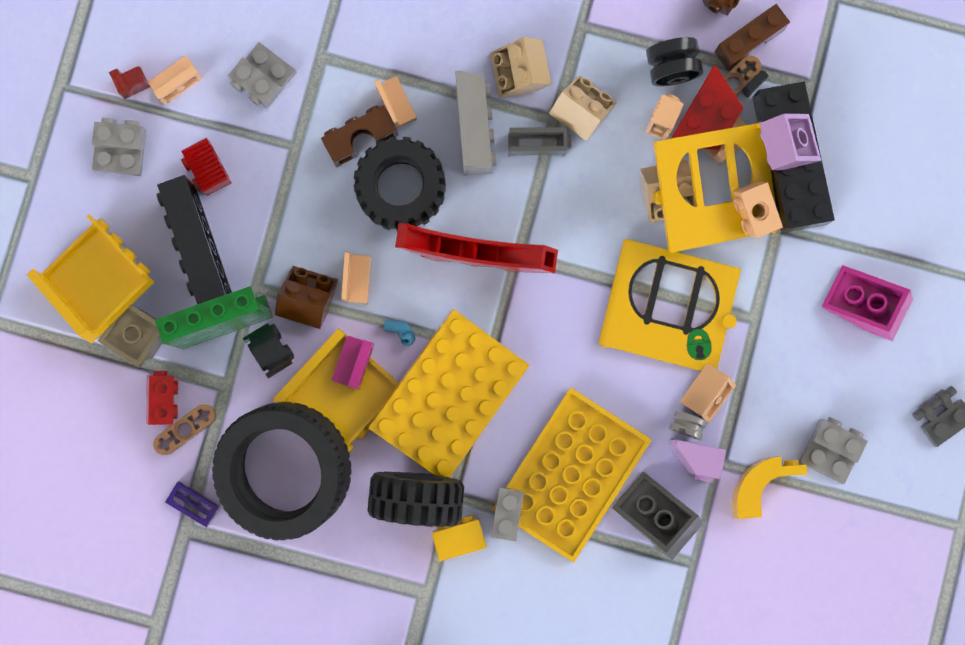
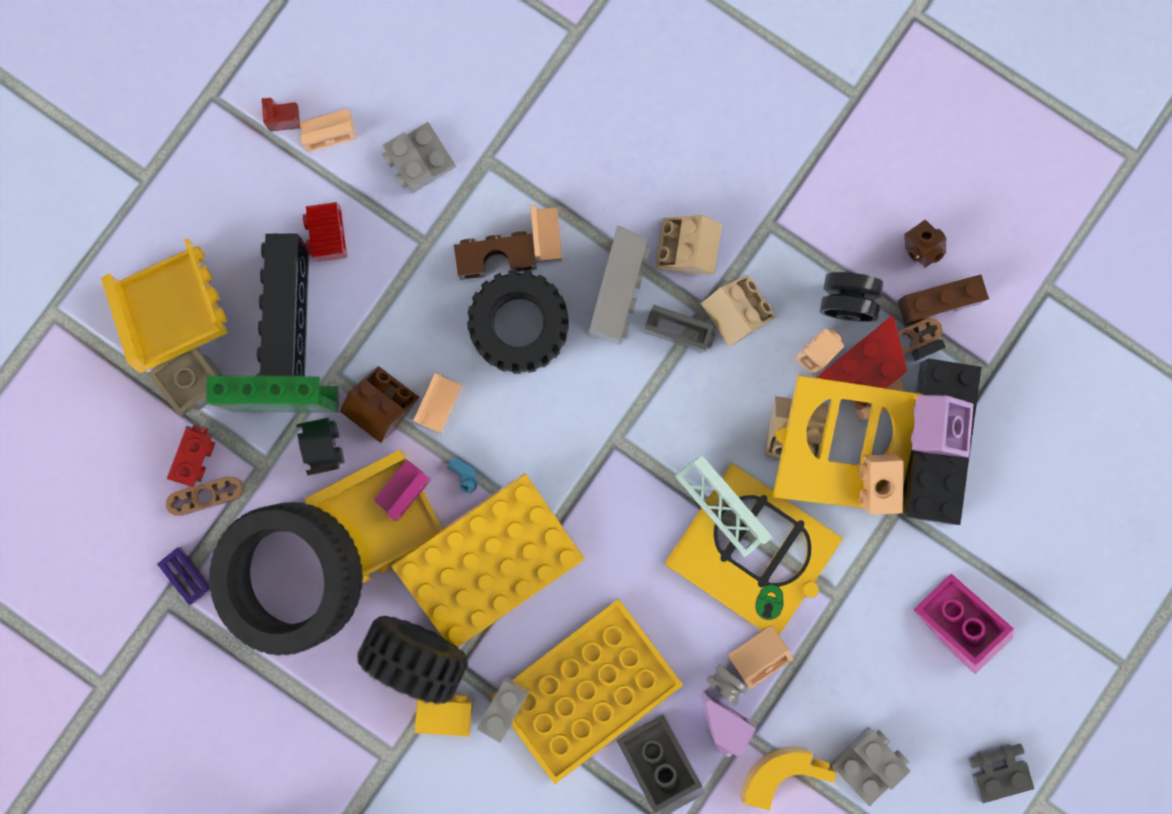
camera: 20 degrees right, 0 degrees up
(118, 147) = (244, 179): light grey plate -> none
(476, 252) = (571, 421): red arch -> none
(634, 268) = (730, 498): none -> light aqua fence

